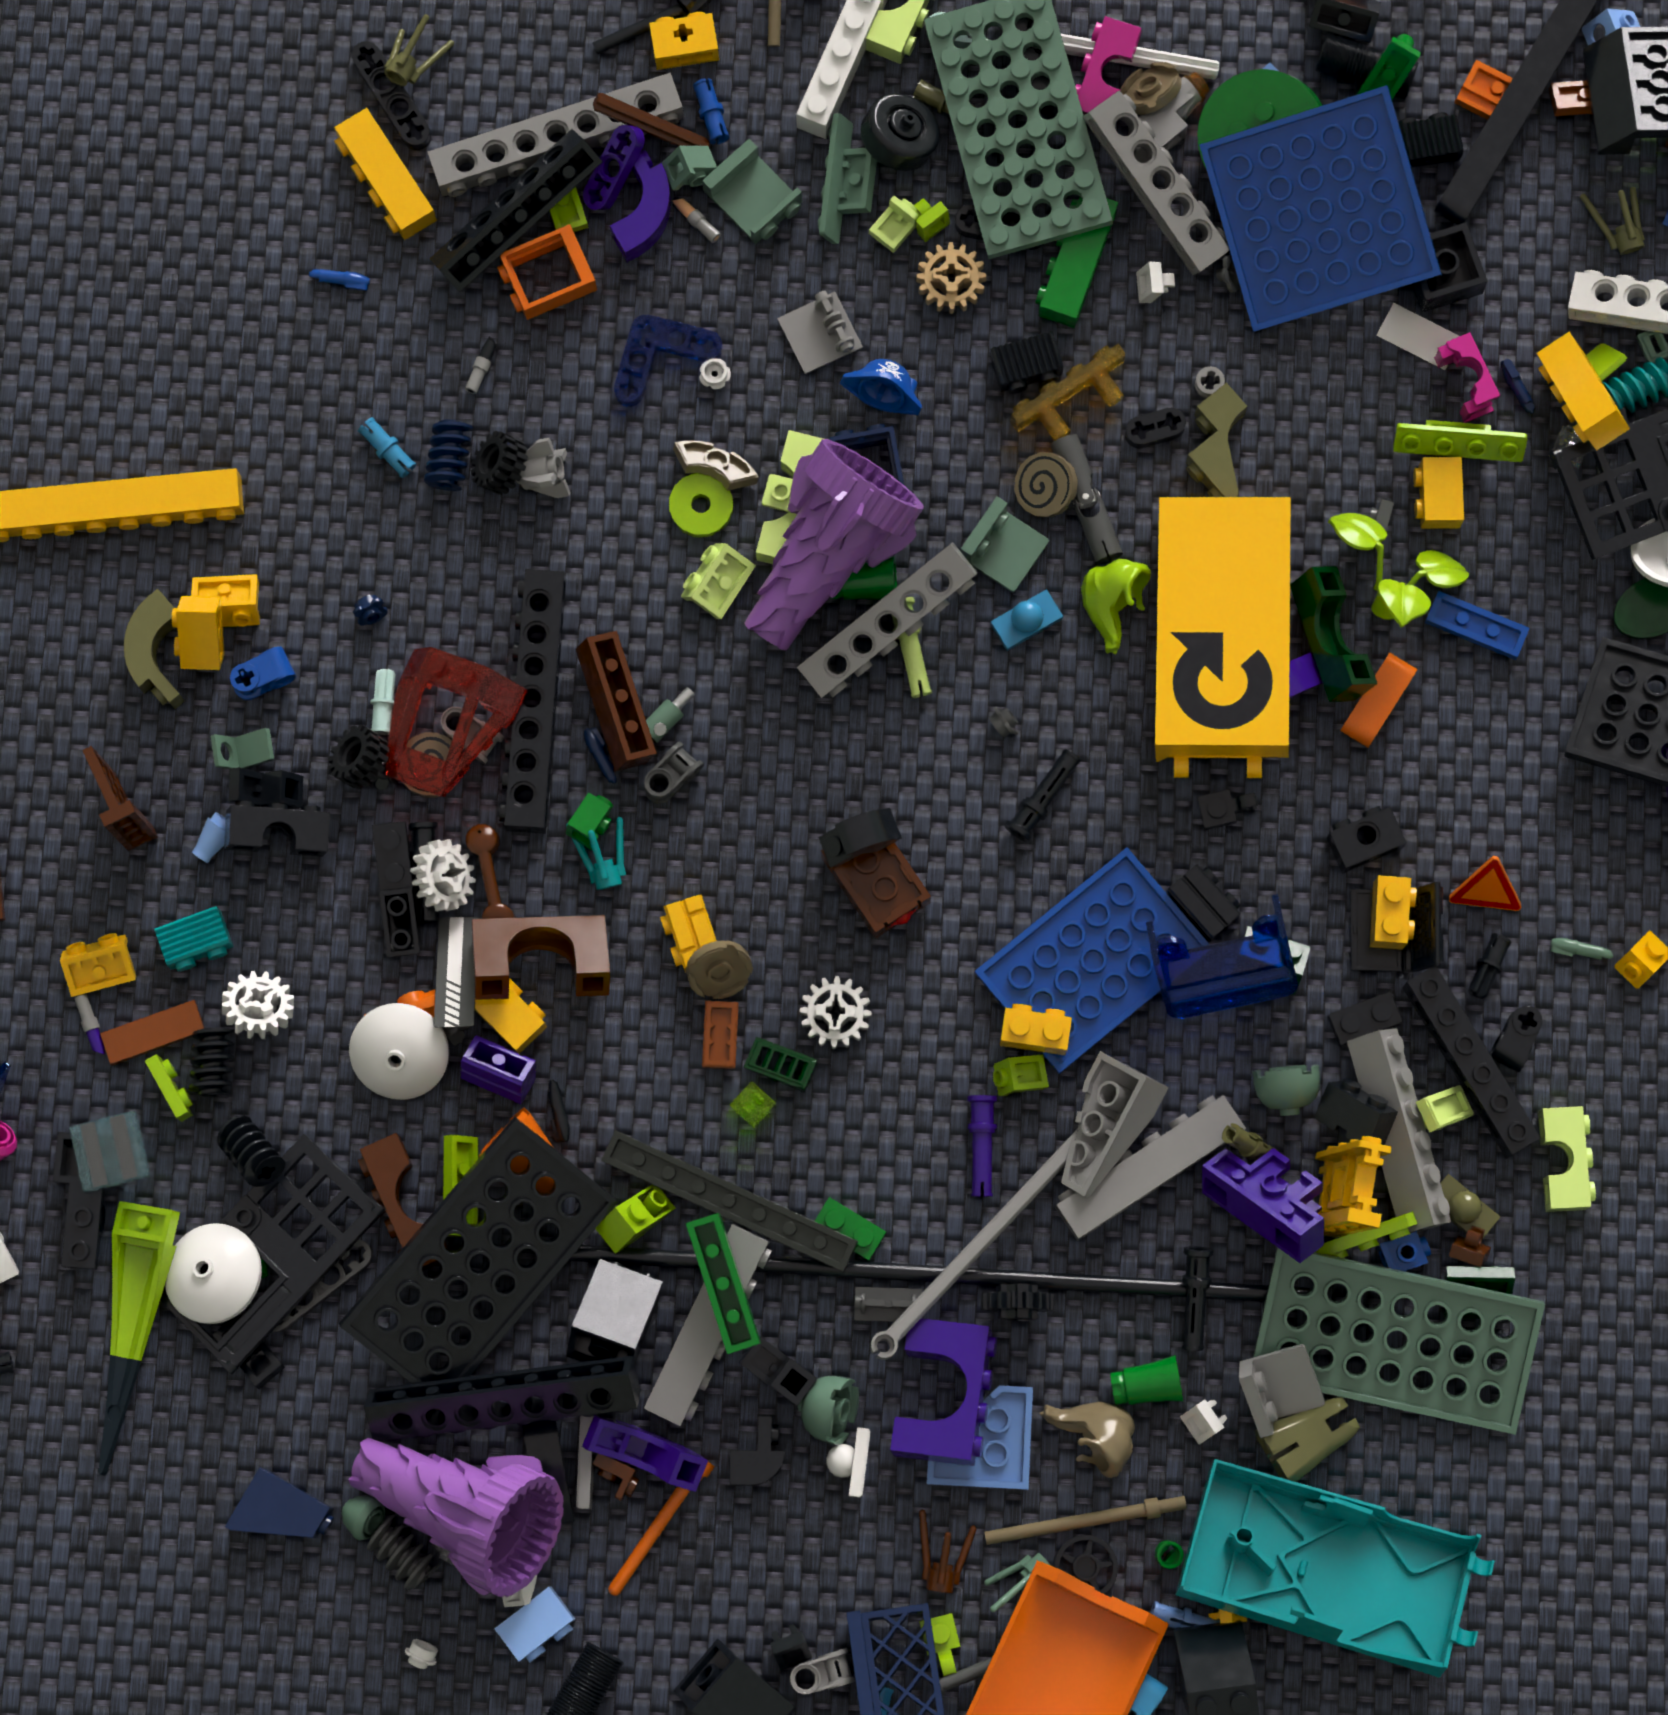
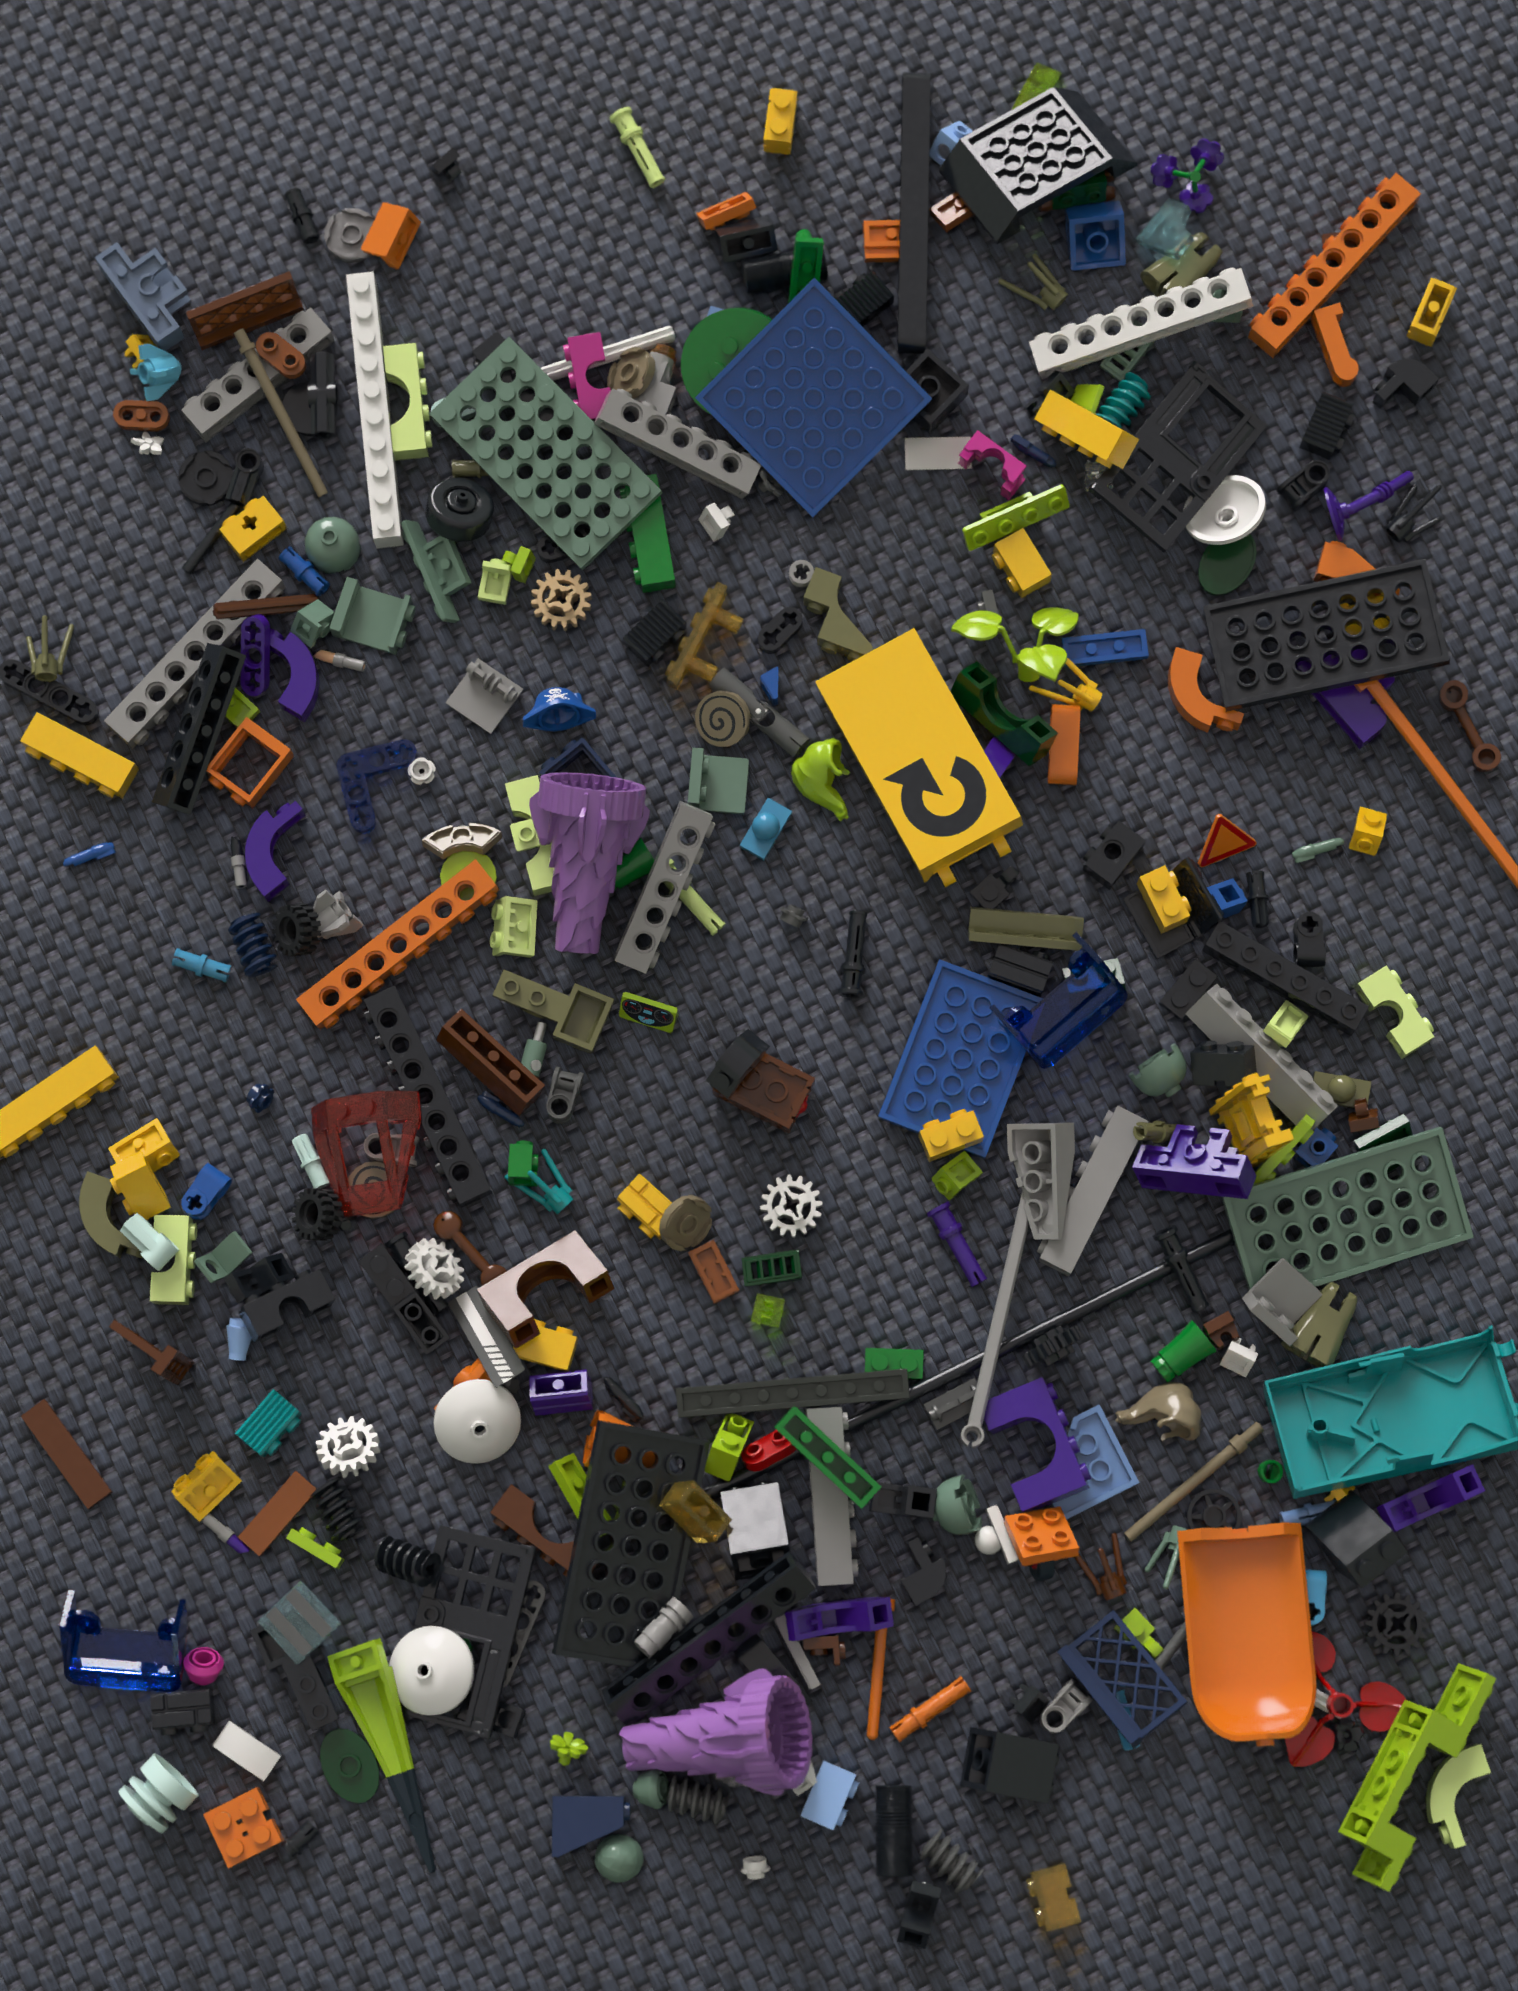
camera: 30 degrees left, 0 degrees up
(81, 1322) = (349, 1765): none -> dark green piece
(179, 698) = (153, 1246): none -> light aqua piece
(181, 748) = (175, 1284): none -> yellowish green arch
(292, 1567) = (619, 1858): none -> sand green piece
(303, 1427) = (567, 1747): none -> lime plant
(464, 1361) = (663, 1627): none -> light grey axle
(478, 542) = (314, 999): none -> orange brick
(510, 364) = (261, 846): none -> dark purple arch
(561, 1263) = (695, 1511): none -> clear yellow brick
(667, 1244) = (766, 1451): none -> red plate
(691, 1596) = (925, 1712): none -> orange pin
(729, 703) = (577, 1016): none -> olive plate
(754, 100) = (332, 545): none -> sand green cylinder
(803, 738) = (648, 1012): none -> slope
(893, 1489) = (1041, 1539): none -> orange plate
(1114, 476) = (769, 684): none -> blue slope
(1200, 1378) = (1218, 1327): none -> reddish brown tile
(1231, 863) = (1024, 928): none -> olive fence
(1317, 1675) = (1431, 1498): none -> dark purple arch
(1429, 663) = (1085, 695): none -> yellow plant
(1459, 947) = (1229, 897): none -> blue brick
(1534, 724) = (1189, 699): none -> orange arch
(1580, 329) = (1056, 383): none -> black plate

